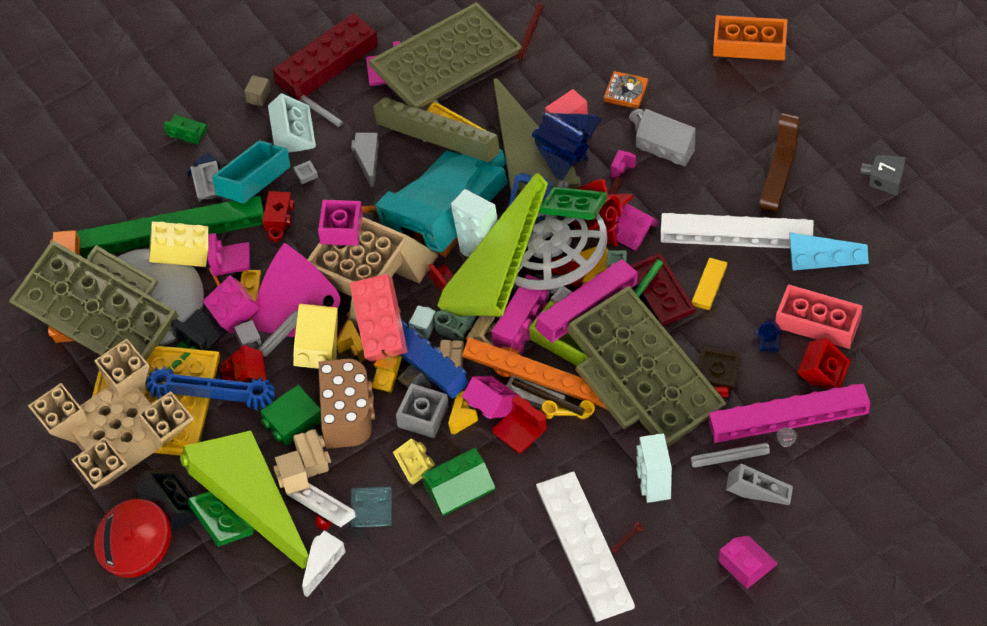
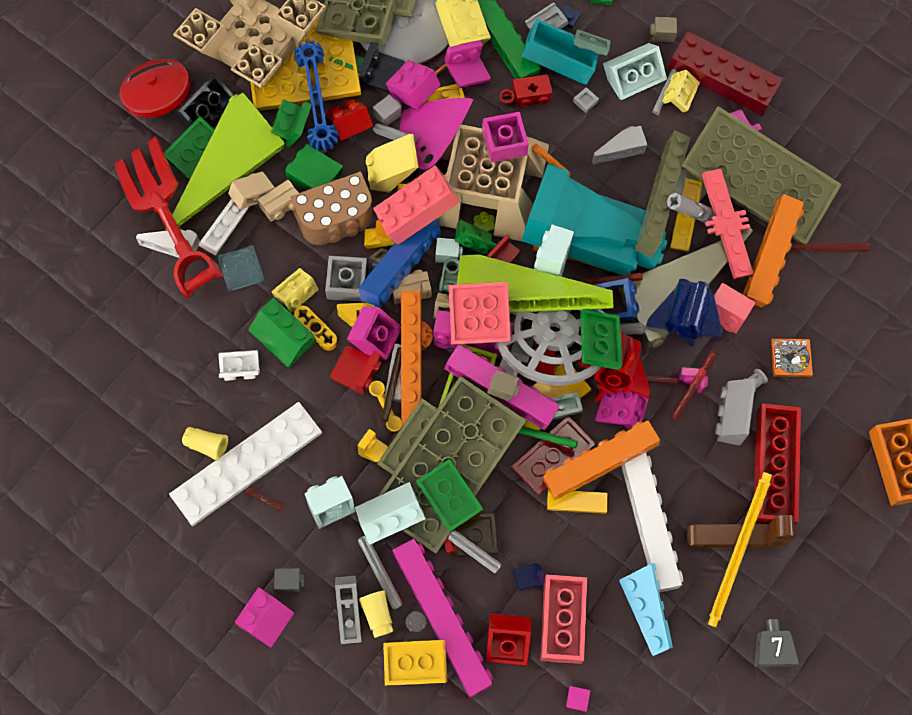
camera: 65 degrees right, 15 degrees up
(231, 414) = (290, 121): none -> green bracket
(256, 141) = (591, 42): none -> sand green plate
(270, 554) = (156, 199): none -> red piece
(327, 96) = (681, 90): none -> light yellow bracket
(403, 288) = (484, 221): none -> lime plant
(420, 293) = (474, 237): none -> green bracket
(463, 109) = (690, 208): none -> light grey piece
(465, 446) = (328, 334): none -> yellow beam
(479, 527) = (239, 364): none -> white bracket
(485, 91) = (727, 224): none -> coral hinge
(506, 192) = (593, 281): none -> clear red bar
(515, 287) = (479, 313): none -> coral plate
(520, 67) = (773, 250): none -> orange brick
(553, 572) = (205, 442): none -> light yellow plant
(591, 290) = (503, 385): none -> dark tan brick
(606, 428) = (370, 447): none -> yellow slope
(632, 163) = (694, 385): none -> clear red bar
(678, 369) = (449, 495): none -> green plate
(681, 246) = (601, 460): none -> orange brick
(681, 422) = (389, 513): none -> light aqua slope
(716, 530) = (288, 580): none -> dark grey brick
(726, 123) = (779, 455): none -> red brick
(736, 368) = (474, 551): none -> light grey axle
(771, 462) = (377, 613): none -> light yellow plant
(794, 169) = (739, 550): none -> yellow piece
(826, 442) = (415, 662): none -> yellow tile
(891, 329) = (578, 699): none -> dark pink tile

